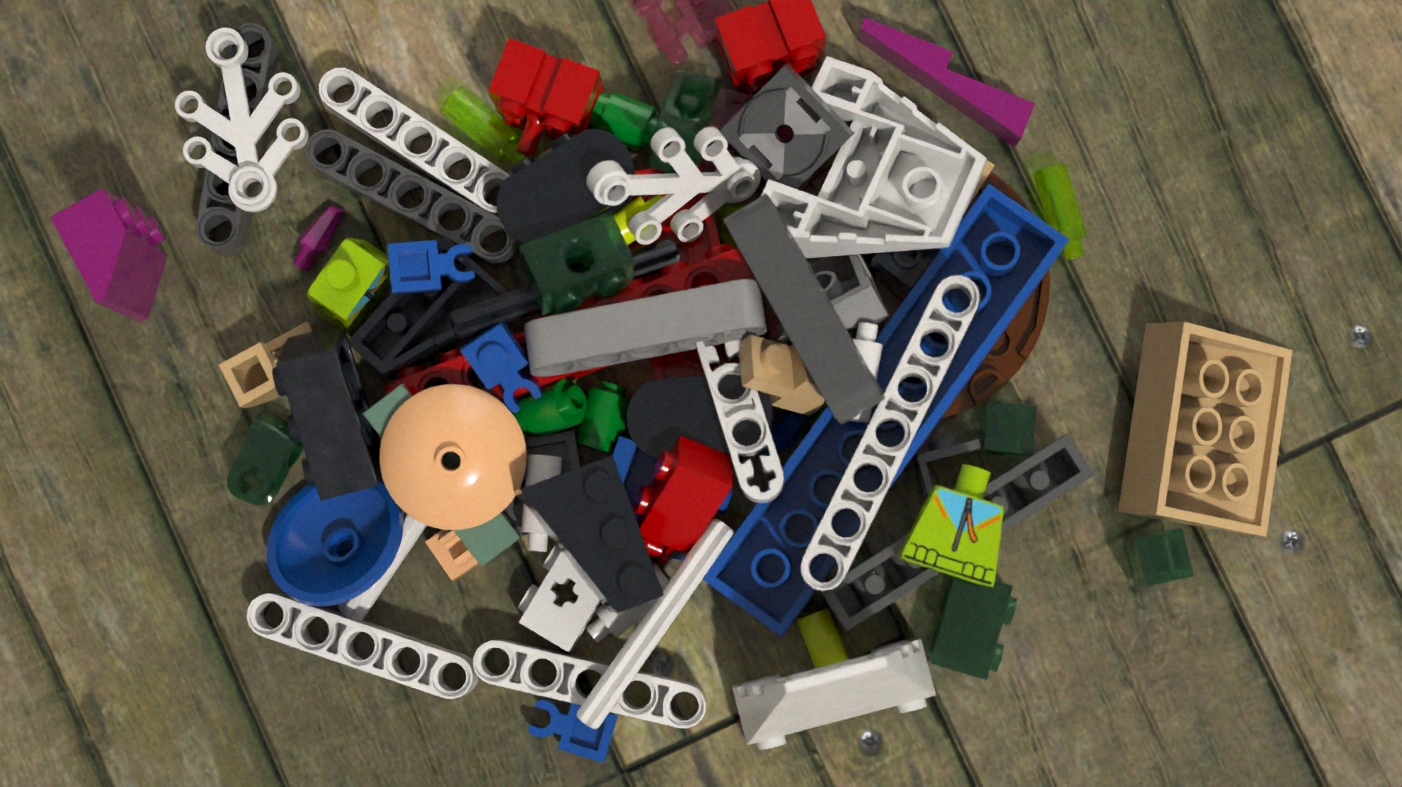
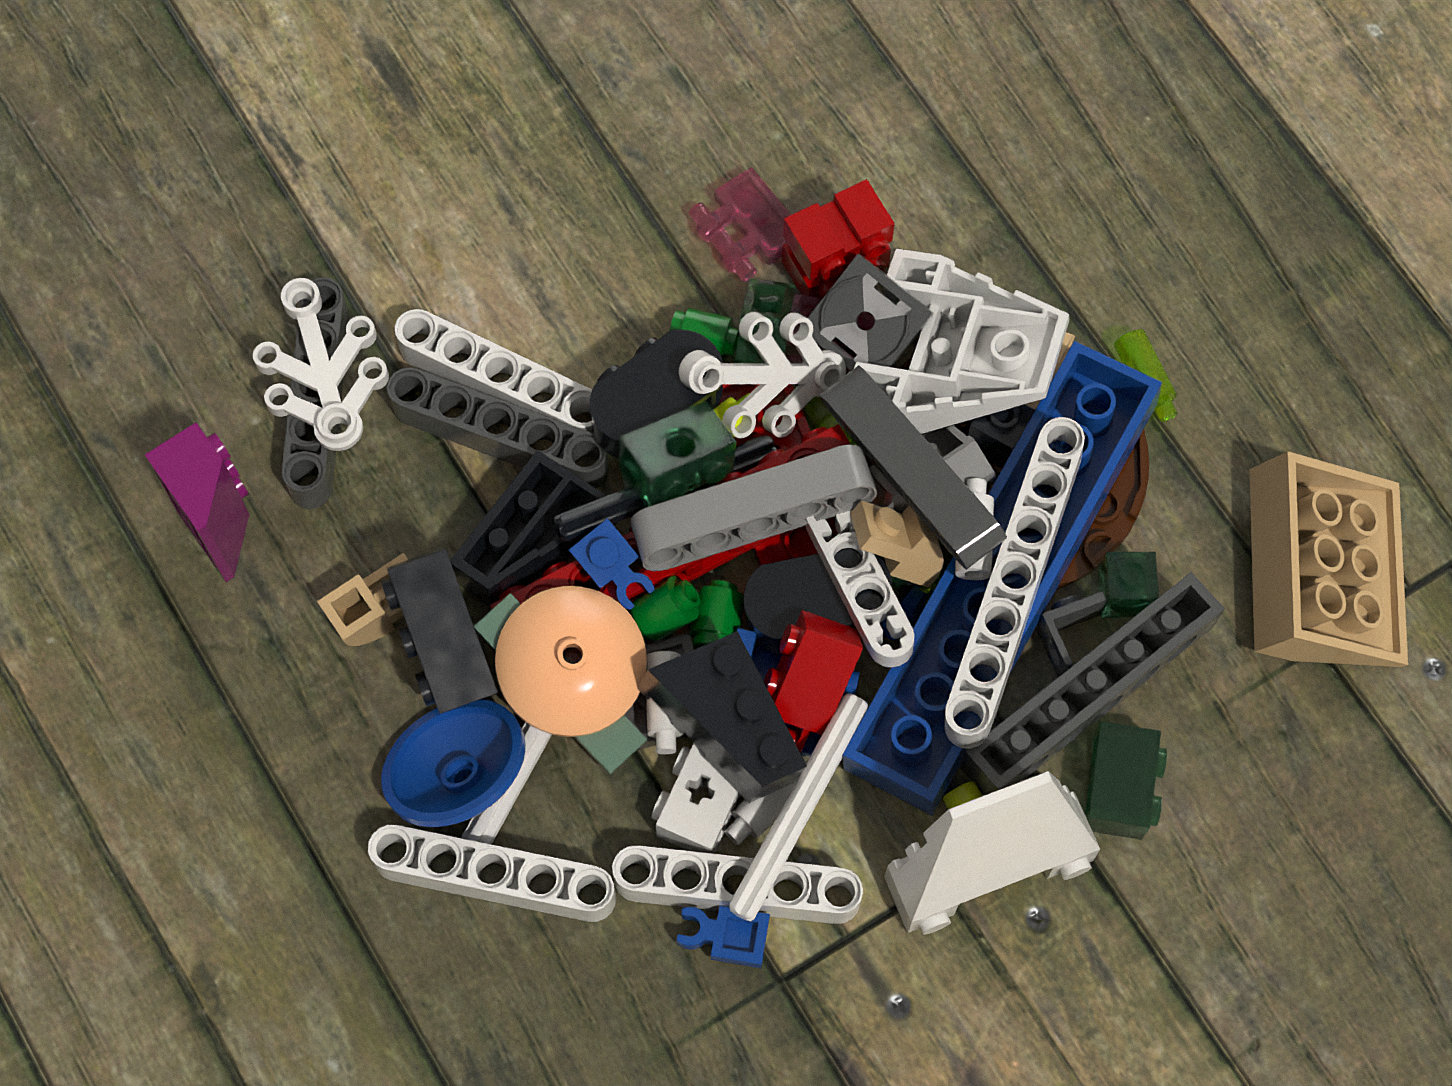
camera: 15 degrees left, 15 degrees down
(267, 455) = (373, 690): clear green piece -> none
(317, 236) = (403, 478): magenta bar -> none
(350, 284) = (445, 509): lime torso -> none
(418, 266) = (518, 478): blue plate -> none
(451, 553) = (577, 770): light nougat tile -> none
(482, 125) = (558, 354): clear neon green cylinder -> none
(543, 93) = (619, 309): red brick -> none
(927, 64) = (993, 255): magenta slope -> none
(958, 530) = (1098, 672): lime torso -> none
(1158, 558) = (1303, 689): clear green brick -> none

